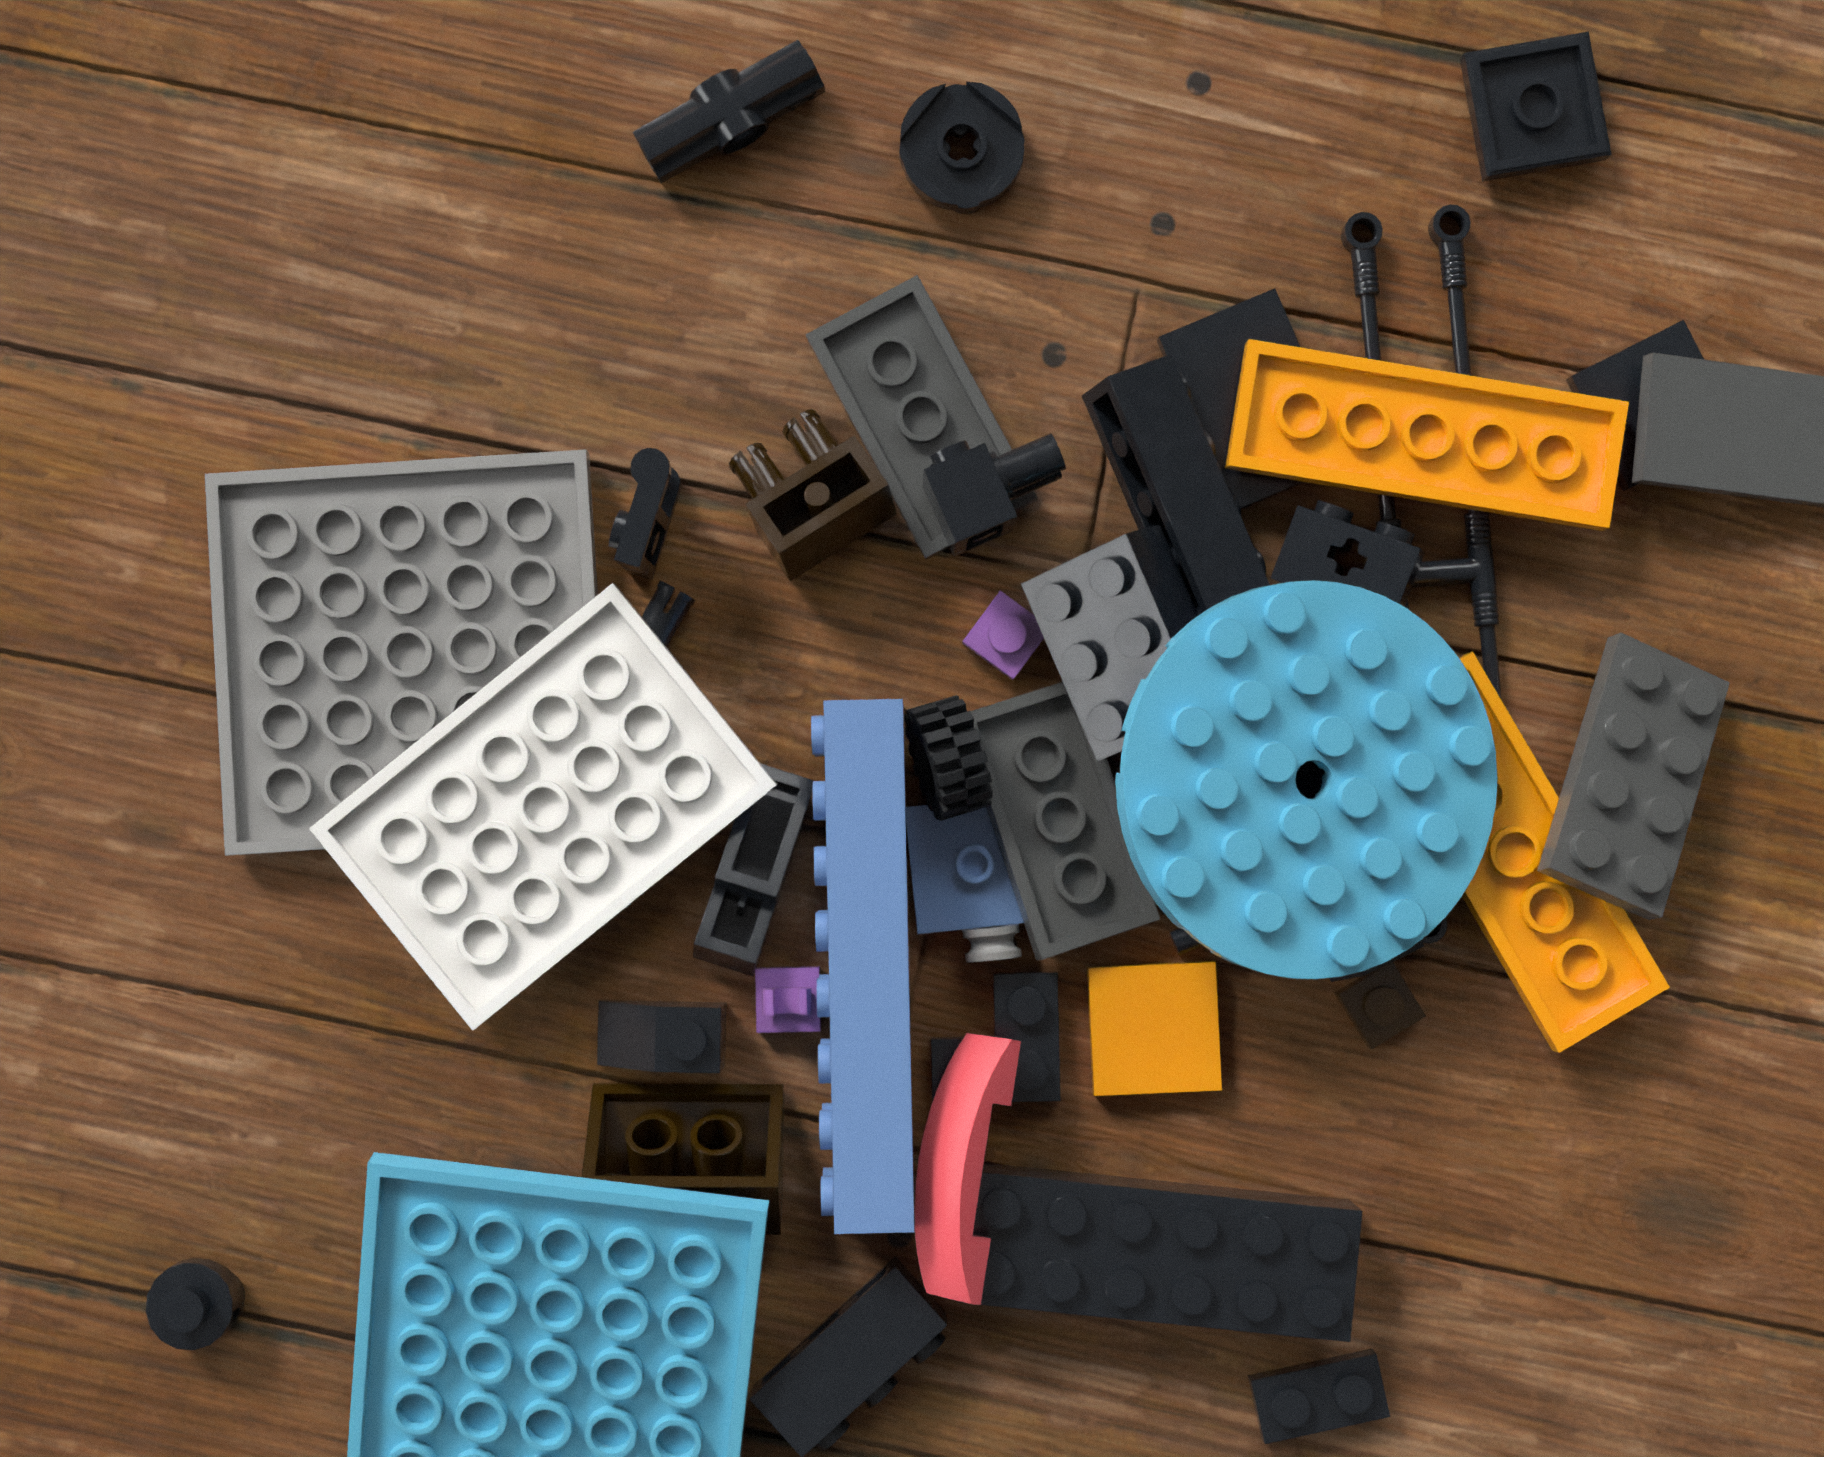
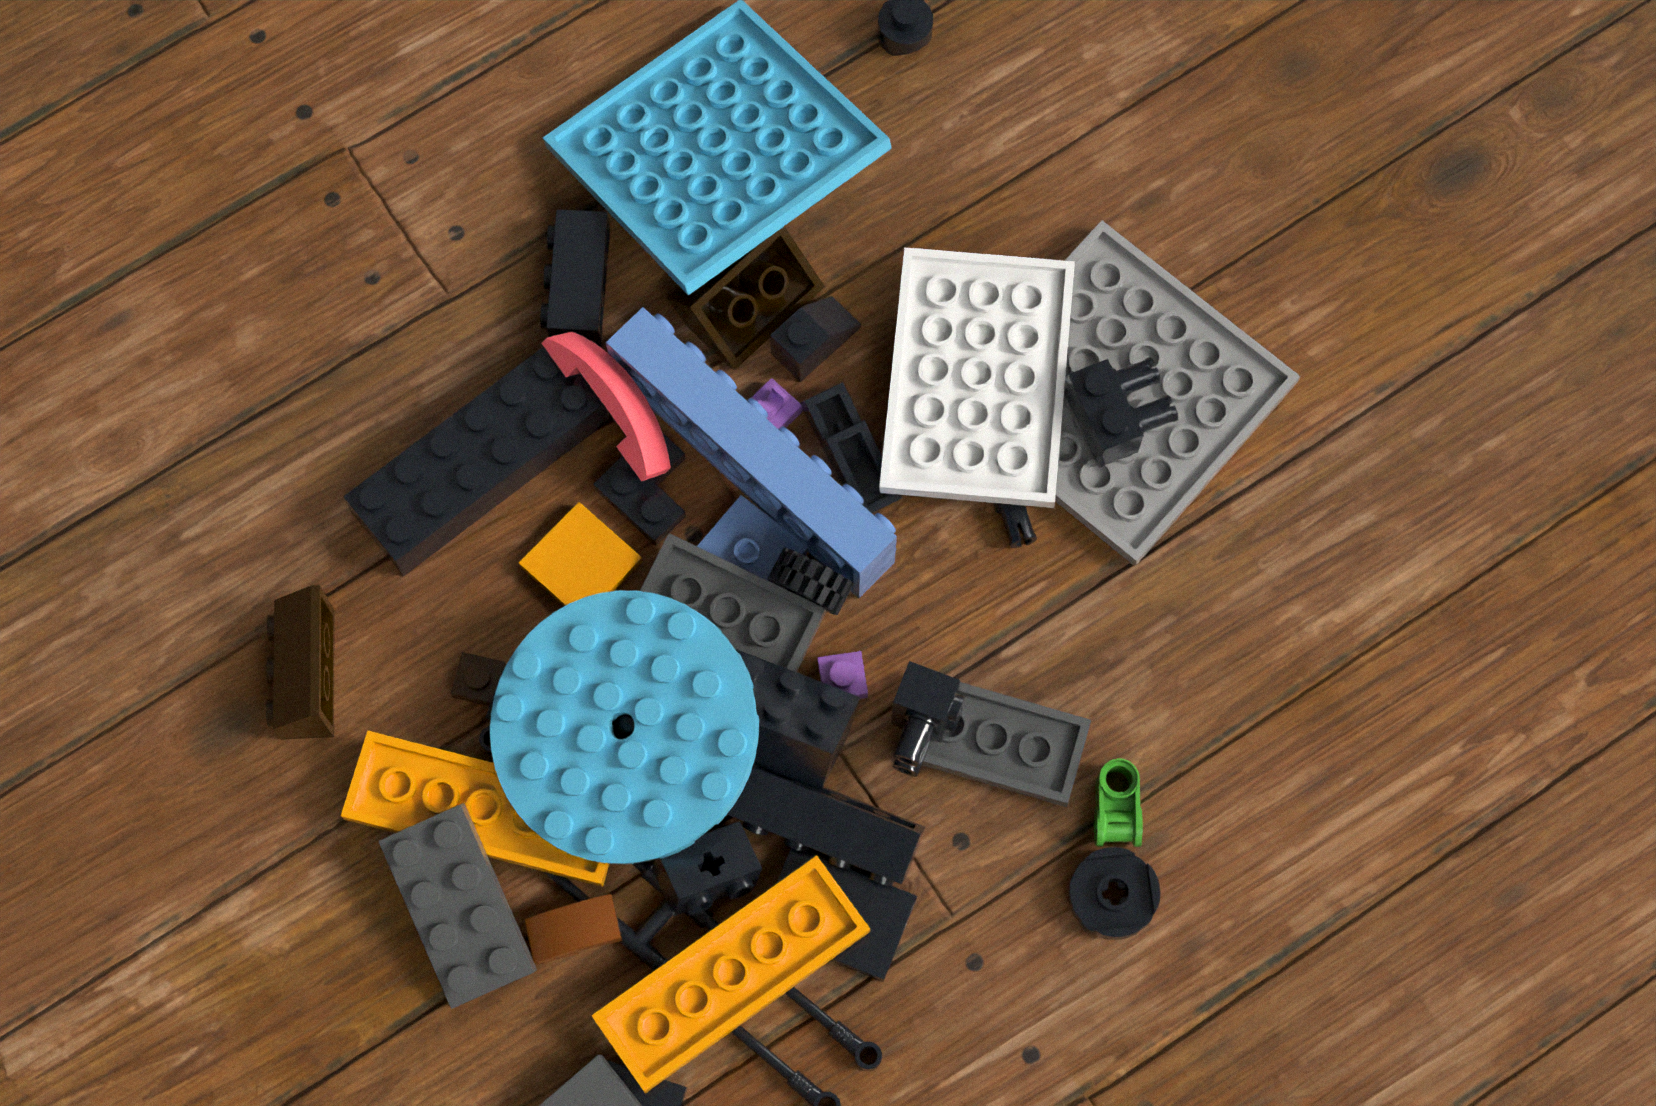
camera: 135 degrees right, 15 degrees down
(456, 629) = (1104, 414): none -> black brick
(643, 530) = (1066, 545): black plate -> none
(729, 111) = (1245, 794): black piece -> none
(819, 506) = (995, 644): dark brown brick -> none
(876, 217) = (1118, 813): none -> bright green piece
(992, 943) = (699, 522): light grey bush -> none
(1319, 1396) = (330, 470): black plate -> none
(1536, 639) = (573, 929): none -> dark orange slope
(1558, 1193) = (302, 665): none -> dark brown slope

